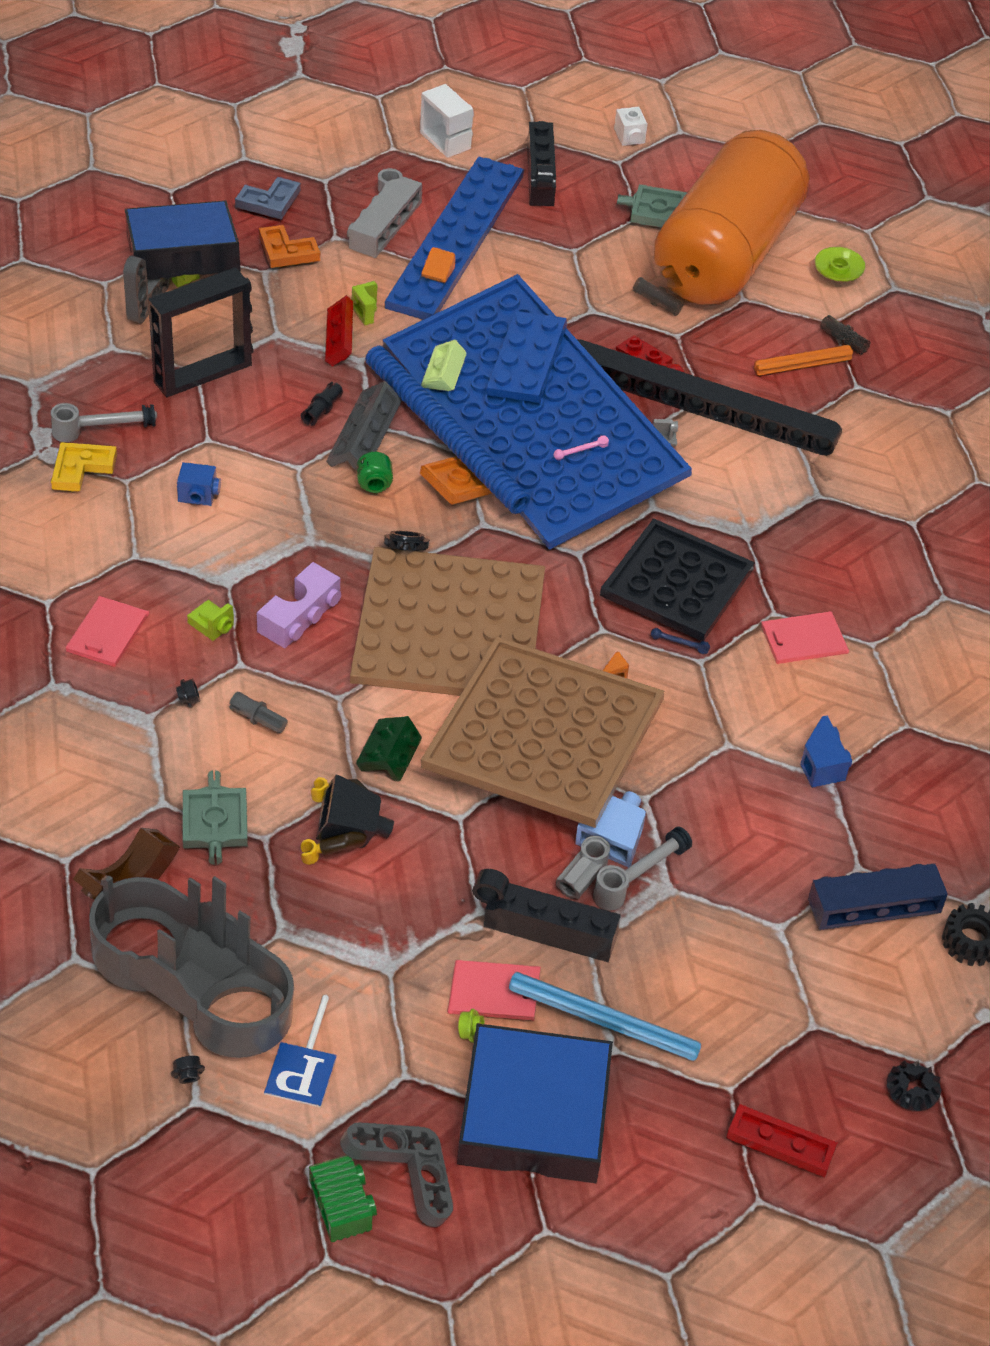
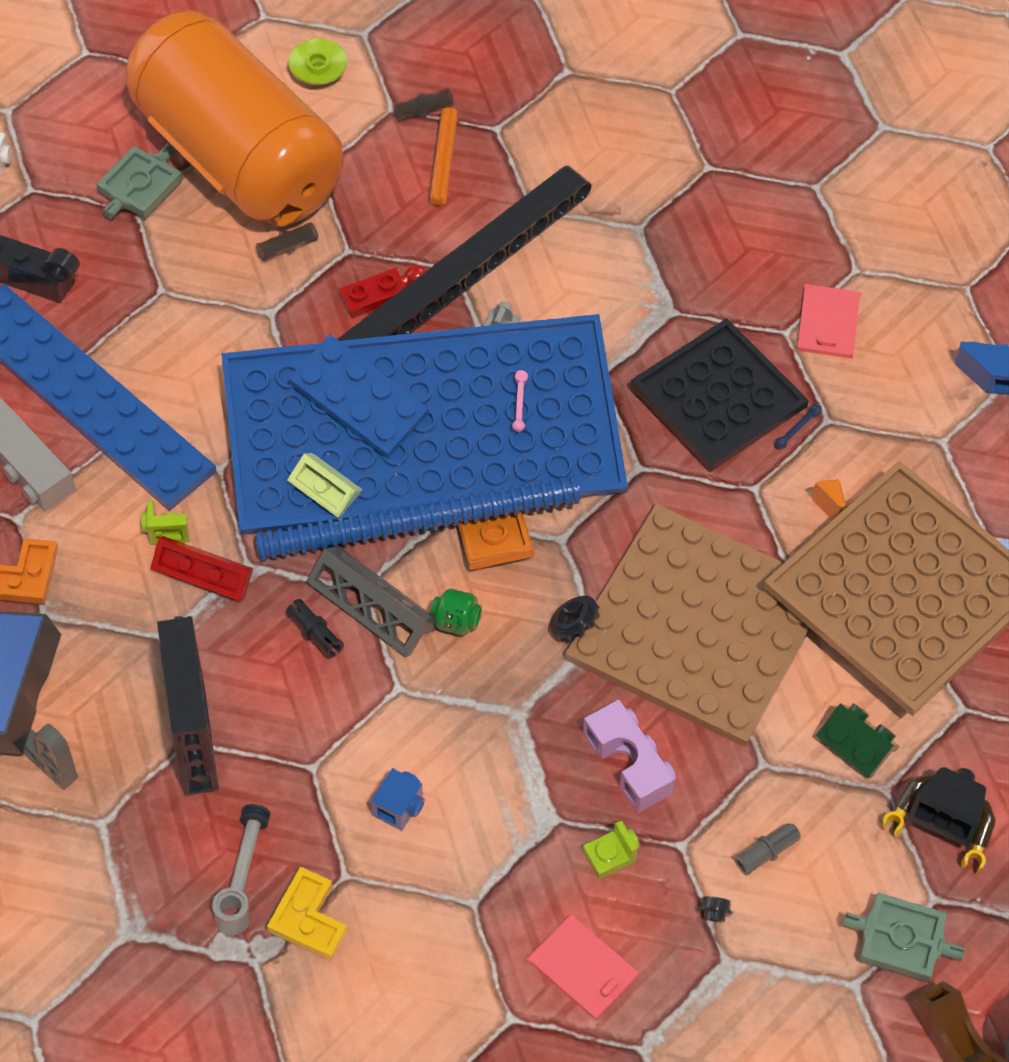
camera: 65 degrees left, 10 degrees up
(439, 265) = (150, 427): orange slope -> none

